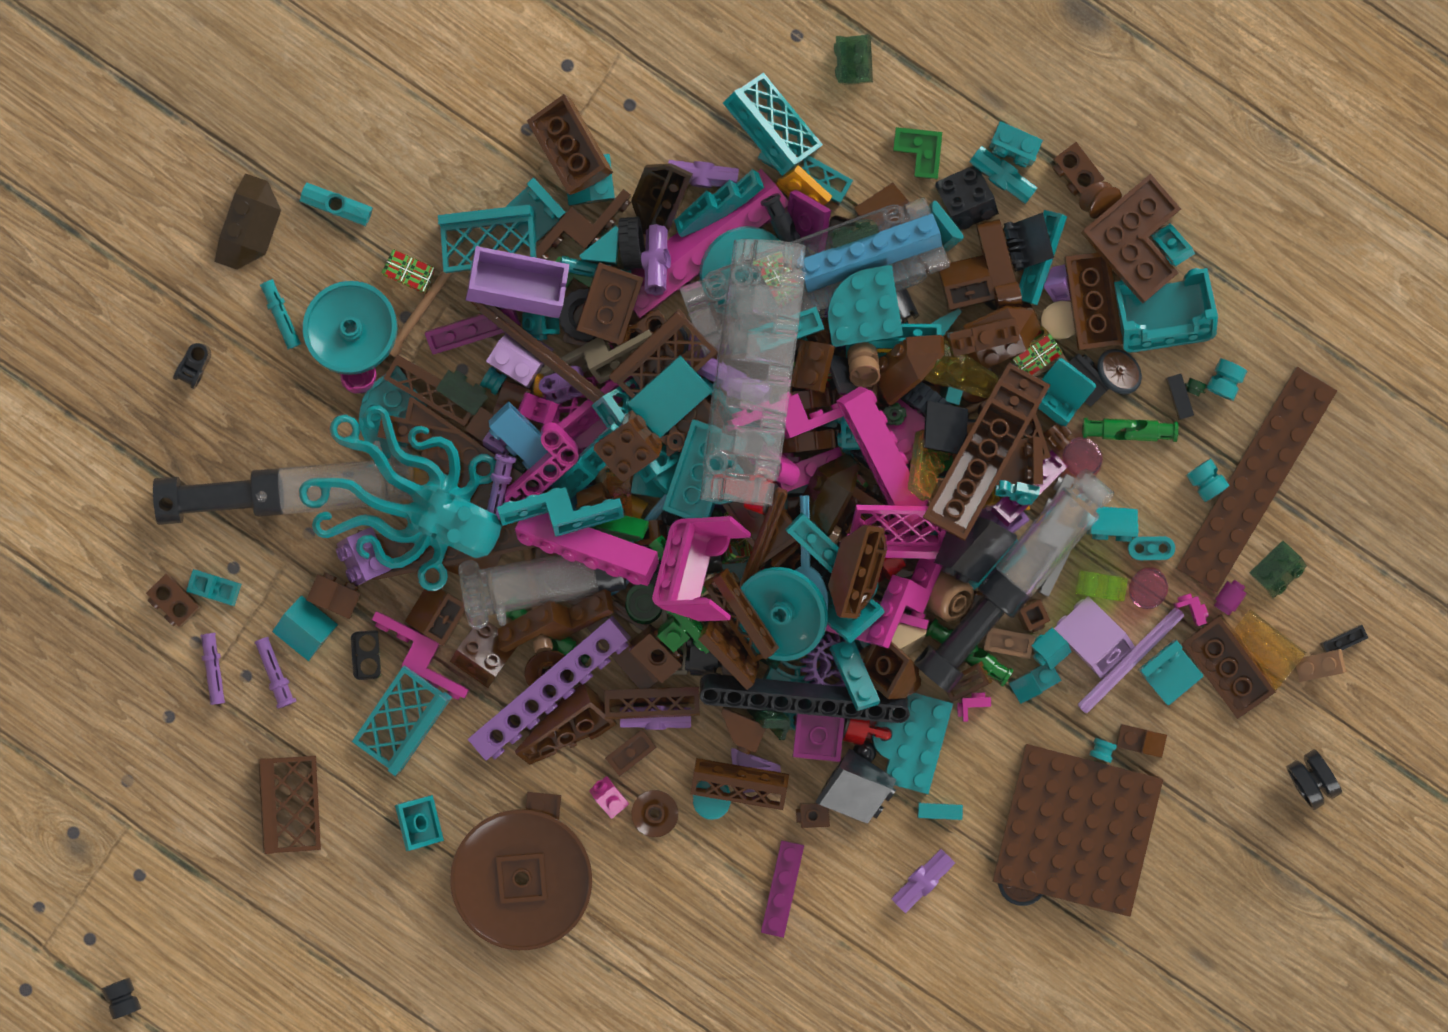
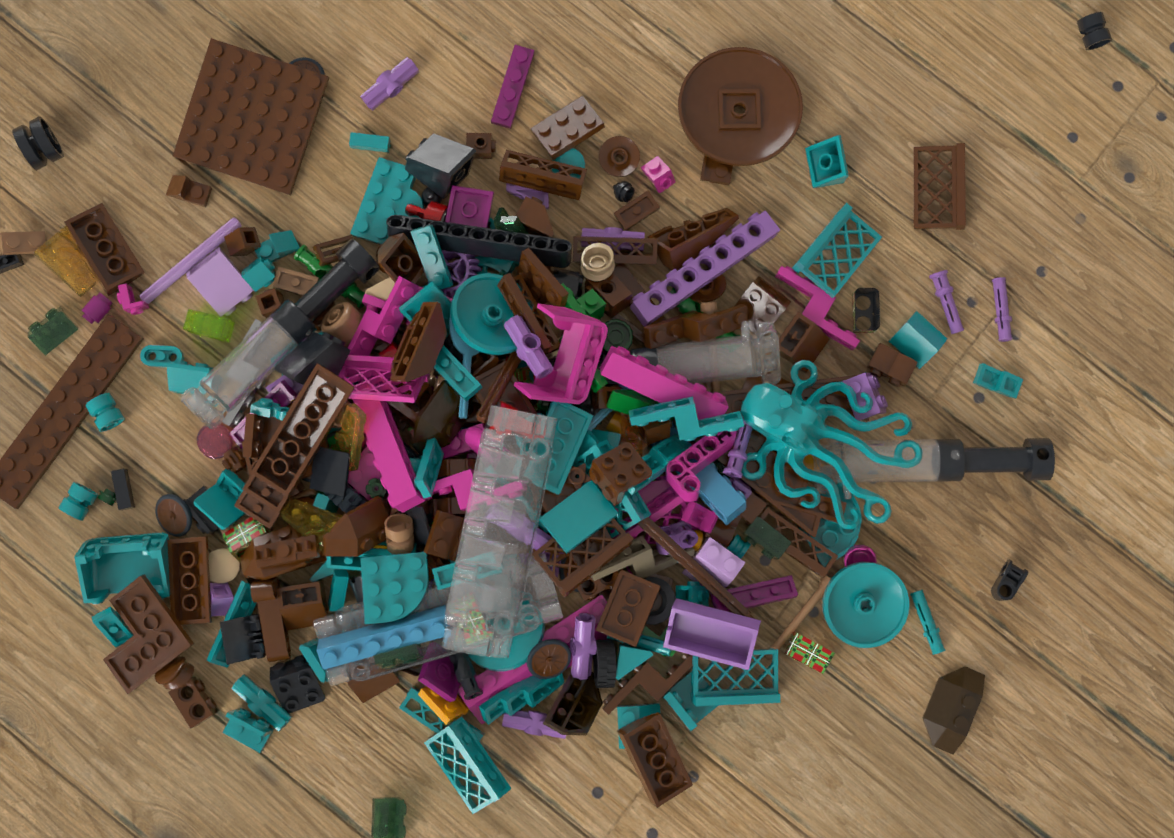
camera: 170 degrees left, 5 degrees down
(177, 595) = (1031, 376): reddish brown brick -> none
(322, 198) = (884, 725): teal piece -> none
(647, 774) = (623, 191): none -> black plate
(670, 684) = (597, 262): none -> tan piece
(692, 243) = (549, 659): none -> reddish brown wheel
(715, 843) = (568, 127): none -> plate
(746, 587) = (534, 355): none -> medium lavender piece
(835, 436) = (429, 468): none -> teal plate
(926, 147) = (329, 733): green plate -> none
(929, 301) = (338, 589): none -> teal piece
(976, 700) = (330, 233): dark pink bracket -> none
(1072, 683) = (242, 241): none -> reddish brown brick
(1103, 750) = (222, 184): teal wheel -> none
(1147, 429) = (172, 462): green piece -> none
(1148, 588) = (168, 322): clear pink piece -> none
(1170, 672) = (156, 247): teal bracket -> none

